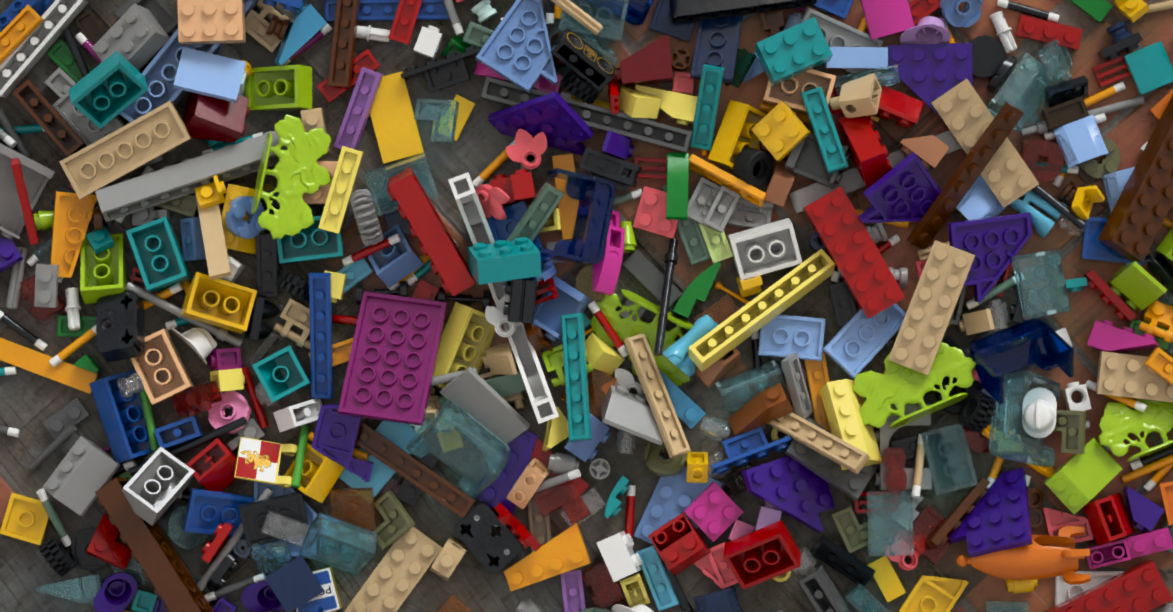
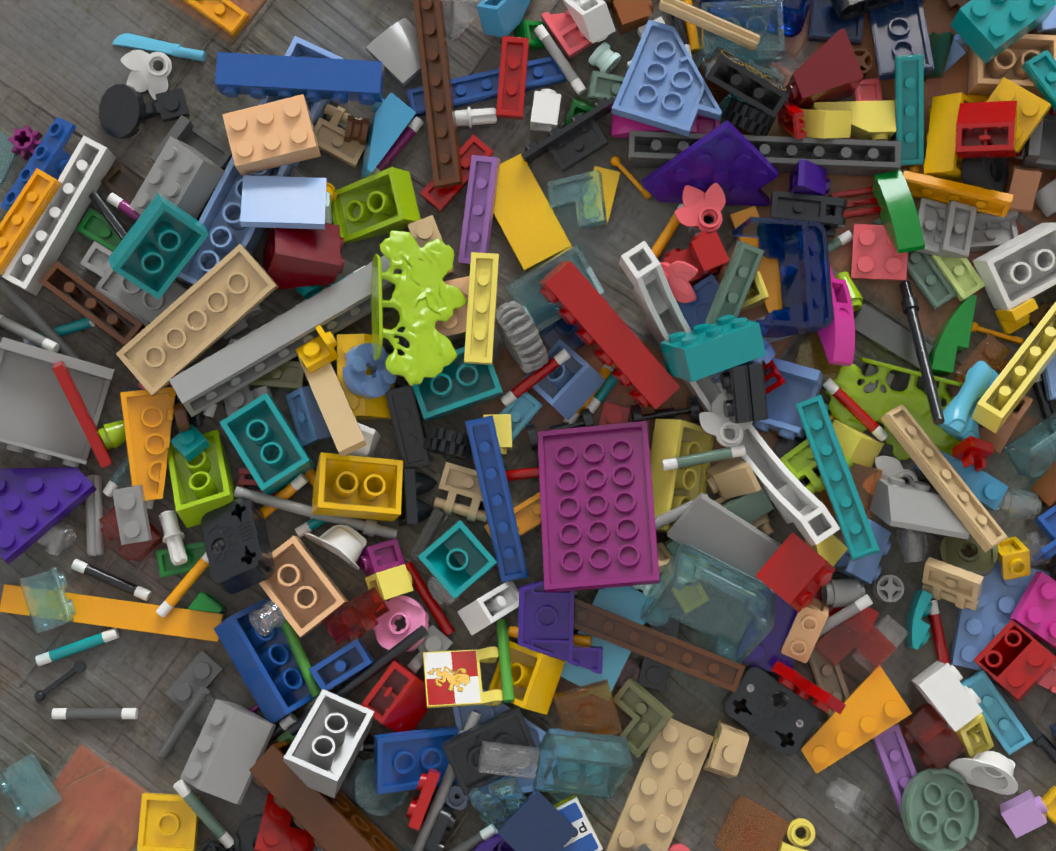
camera: 15 degrees left, 5 degrees down
(474, 93) = (616, 161): none -> light orange hinge
(480, 340) = (704, 457): none -> sand green bar
(526, 440) = (796, 572): none -> red slope
(535, 336) = (771, 436): reddish brown plate -> none
(644, 475) = (952, 584): none -> tan plate
(686, 381) = (973, 452): none -> red tile
(754, 139) = (986, 129): none -> red slope

